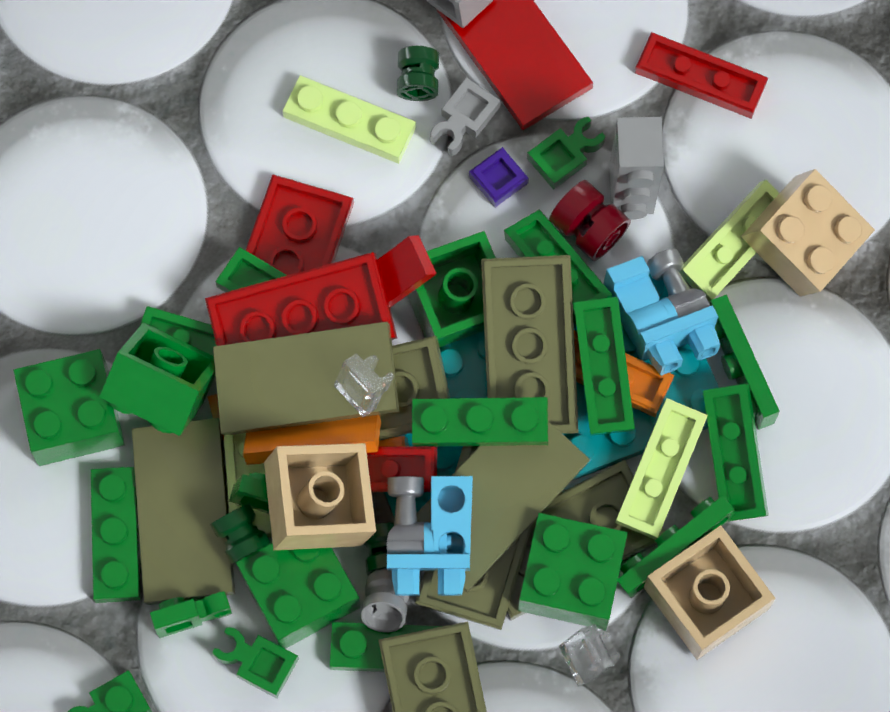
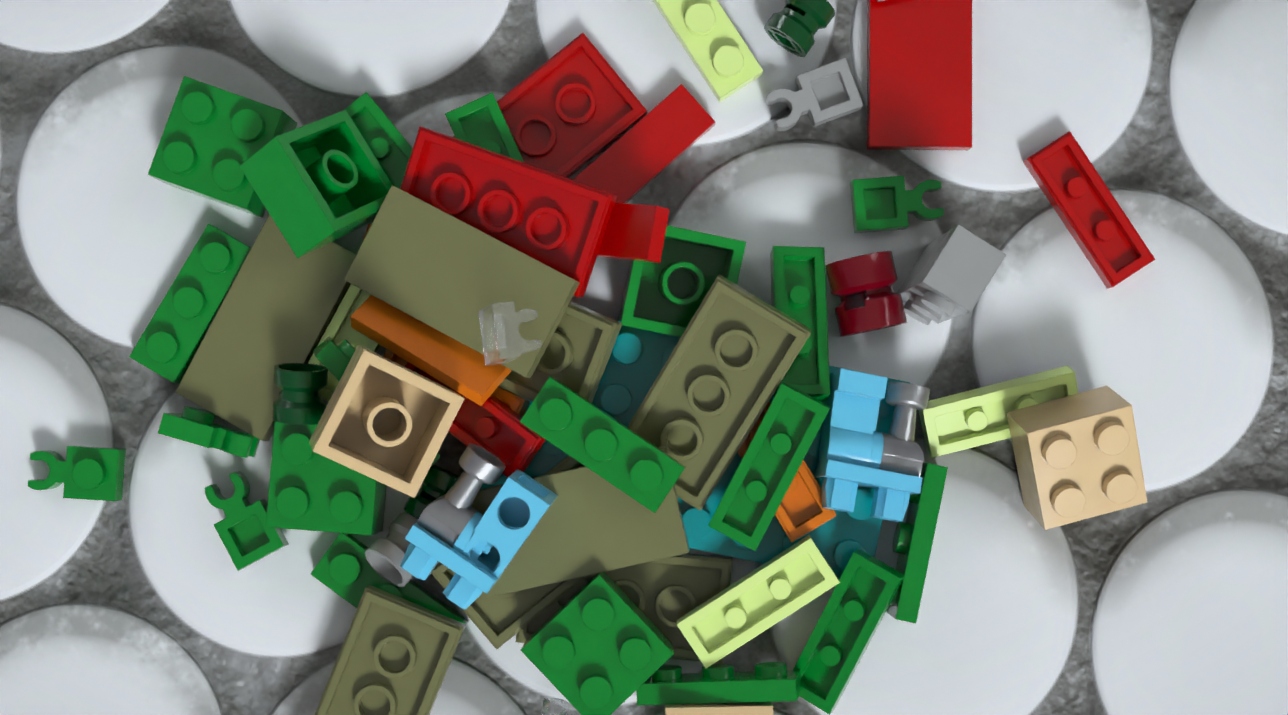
camera: 35 degrees right, 15 degrees up
(373, 213) = (649, 146): none -> red tile
(498, 177) = (808, 183): dark purple tile -> none

